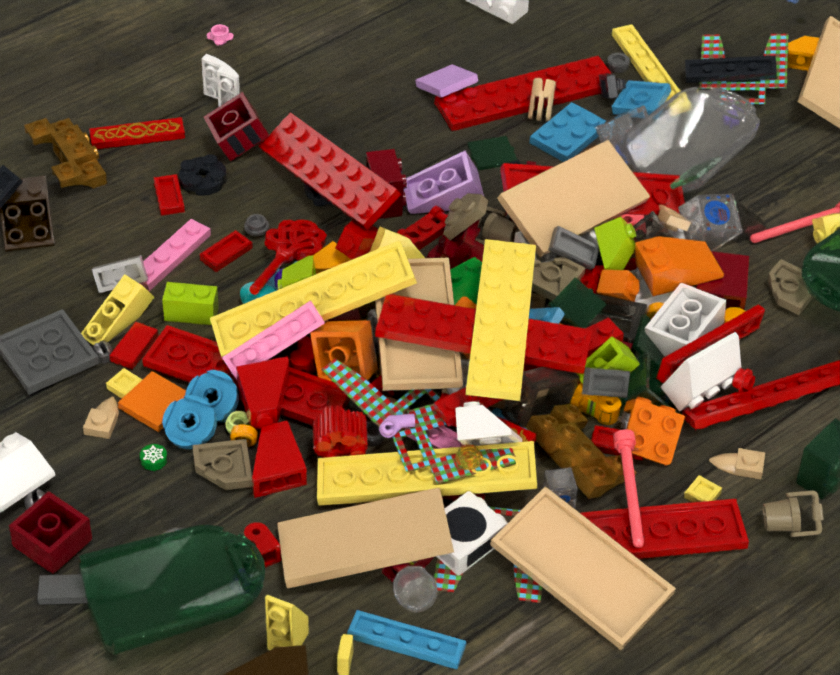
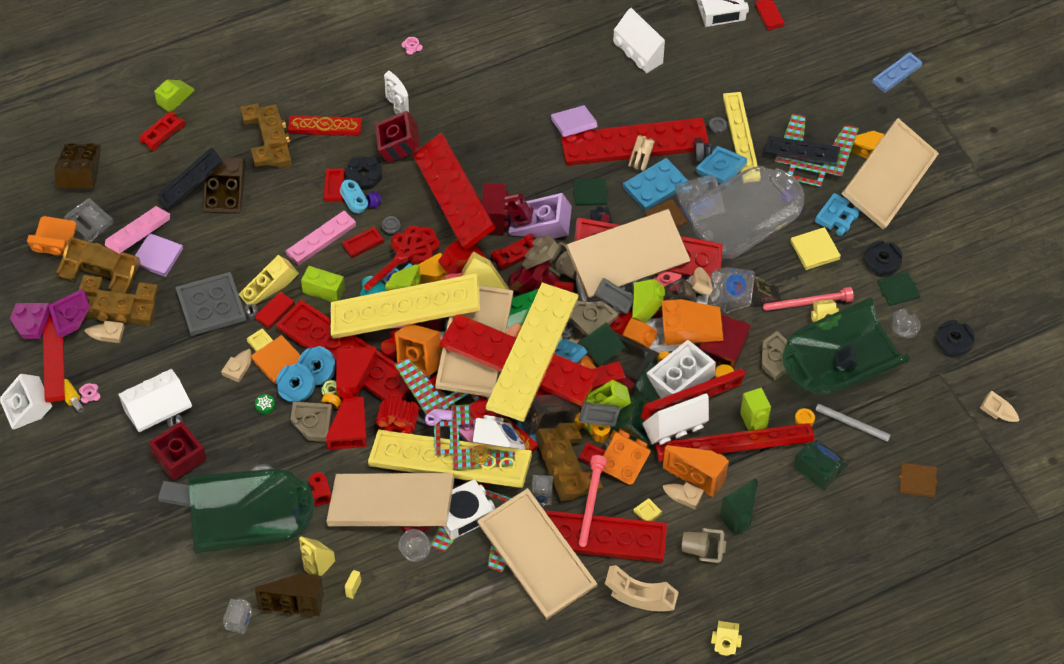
camera: 15 degrees right, 10 degrees up
(110, 274) = (271, 249): light grey tile -> none
(199, 201) = (352, 195): none -> medium azure plate
(225, 201) = (373, 199): none -> dark purple plate
(275, 337) = (369, 331): bright pink plate -> none
(407, 639) = (399, 580): dark azure tile -> none
(416, 175) = (518, 207): none -> dark red leg
(695, 172) = (732, 246): clear green piece -> none
(738, 592) = (640, 594): none -> tan arch
(743, 379) = (708, 429): red plate -> none
(748, 424) = (697, 467): none -> orange slope
(786, 168) = (815, 248): none -> light yellow tile
(790, 128) = (833, 210): none -> dark azure plate
(794, 346) = (755, 409): none -> lime brick

